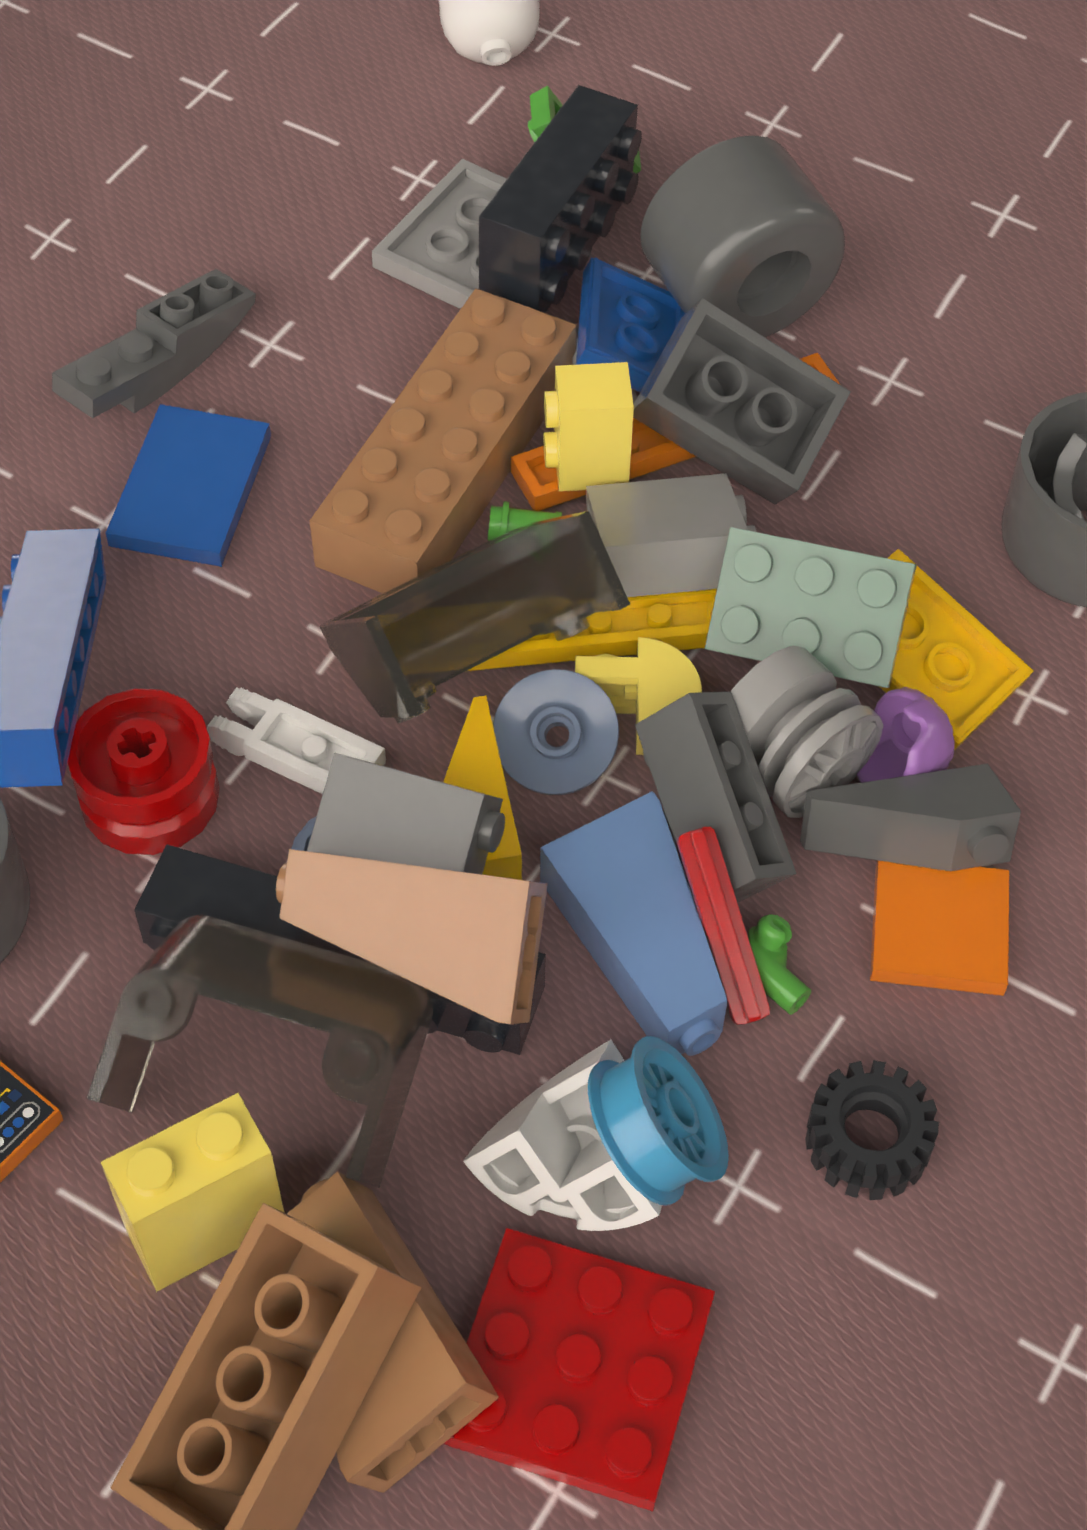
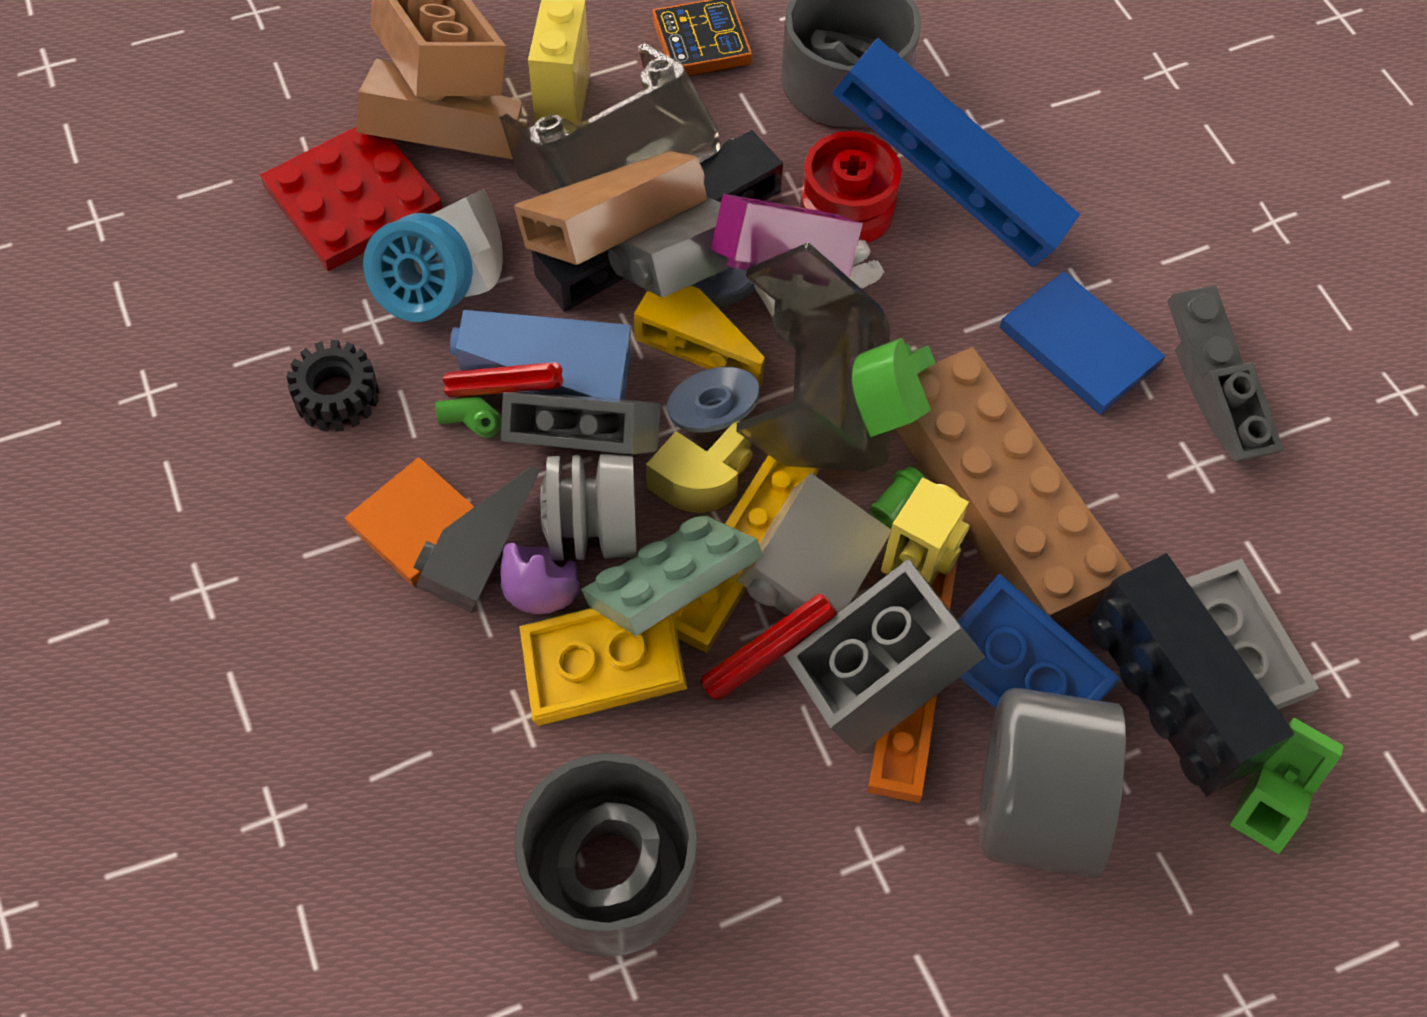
camera: 125 degrees right, 5 degrees up
(327, 714) = (758, 230): none -> brick
(431, 538) = (889, 386): none -> bright green brick
(787, 505) = (768, 647): none -> red axle

